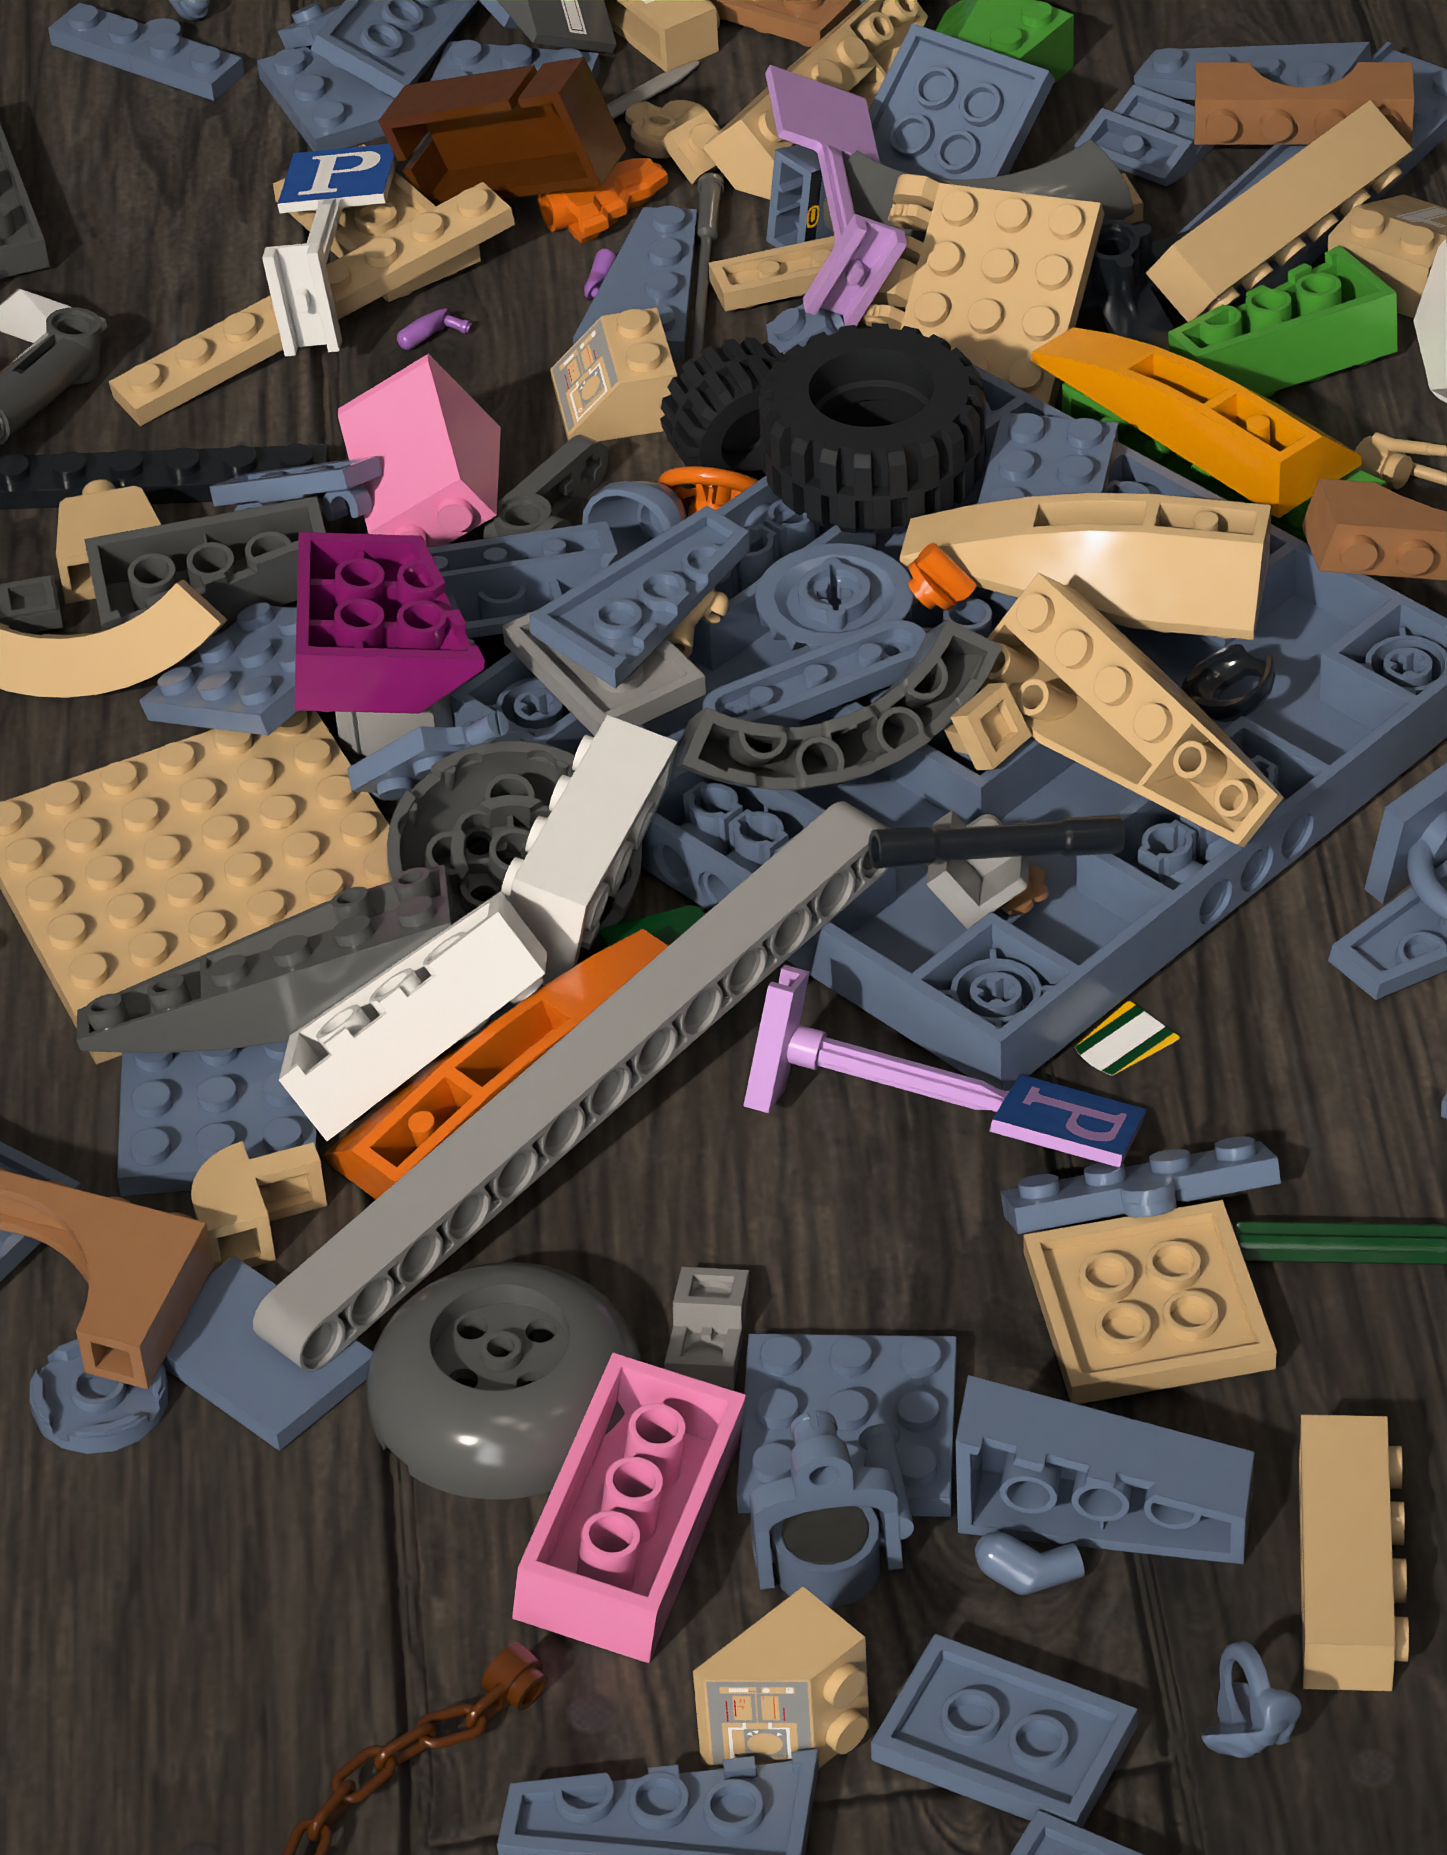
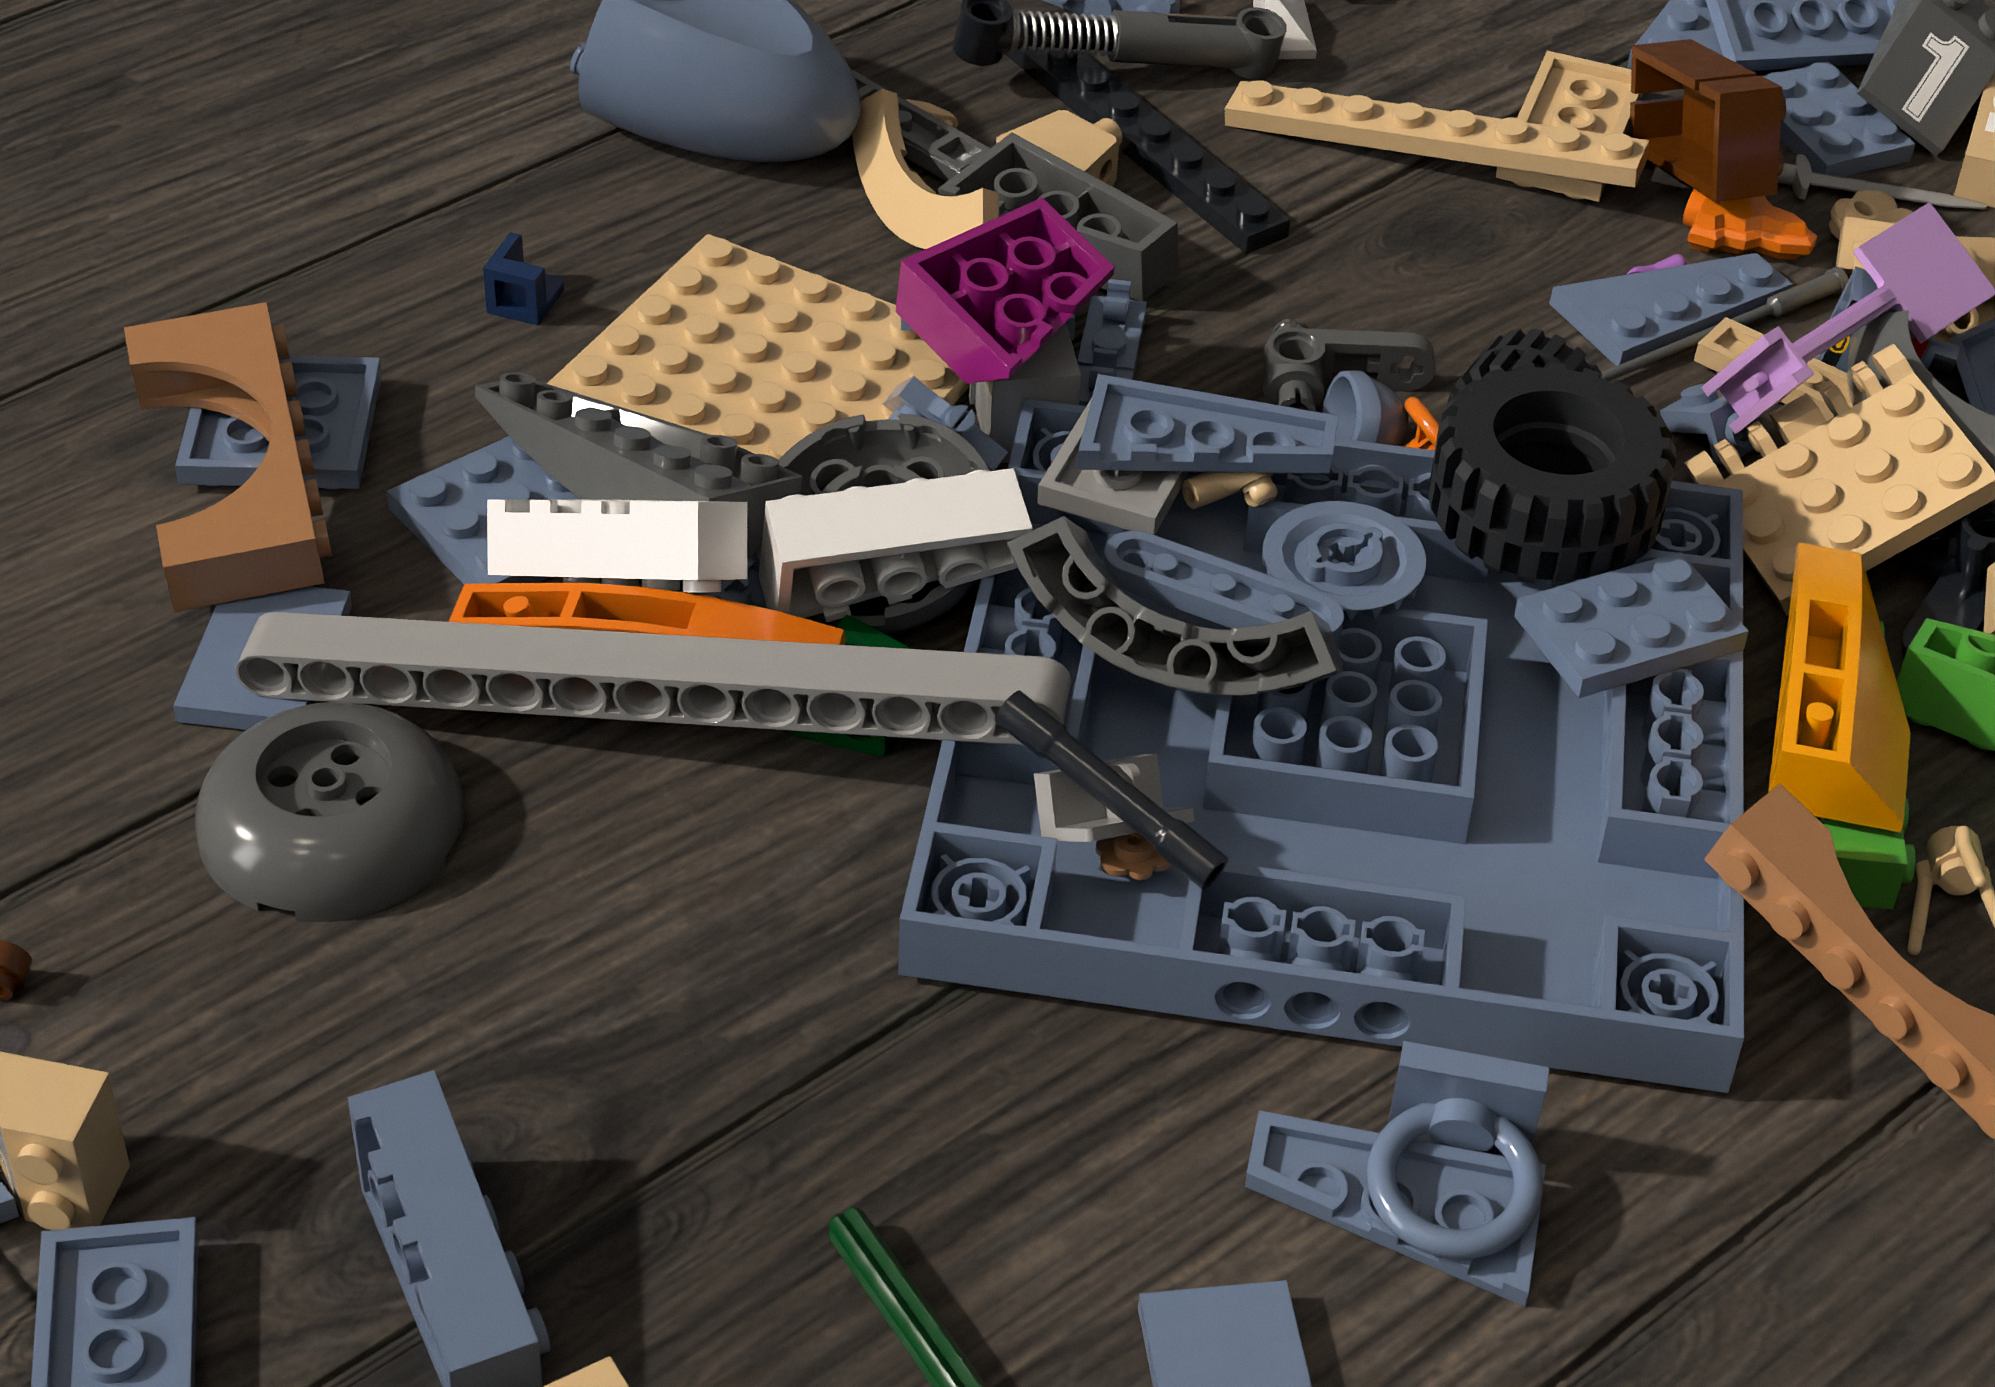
camera: 50 degrees right, 0 degrees up
(90, 1411) = (140, 602): sand blue tile -> none
(245, 1194) = (401, 562): tan brick -> none
(298, 272) = (1399, 101): white piece -> none
(338, 479) = (1198, 217): sand blue plate -> none
(427, 325) = (1490, 209): medium lavender piece -> none
(433, 454) = (1286, 261): bright pink slope -> none
(520, 573) = (1168, 346): sand blue wedge -> none
(615, 377) = (1556, 309): tan slope -> none
(629, 1508) = (209, 945): bright pink brick -> none
(708, 1324) = (490, 906): light grey slope -> none
(825, 1517) = (266, 1090): sand blue piece -> none
(862, 1385) = (440, 1015): sand blue plate -> none
(938, 579) = (1417, 607): orange plate -> none
(988, 727) = (1263, 723): tan tile -> none
(1022, 1567) = (329, 1250): sand blue arm -> none
(1028, 1112) = (873, 1017): lavender piece -> none
(1121, 715) = (1363, 793): tan wedge -> none
(1124, 1040) = (1047, 1029): sticker -> none
(1130, 555) = (1559, 711): tan wedge -> none
(1140, 1189) = (838, 1112): sand blue hinge -> none
(1148, 1302) = (711, 1190): tan plate -> none
(1220, 671) = (1504, 859): black piece -> none

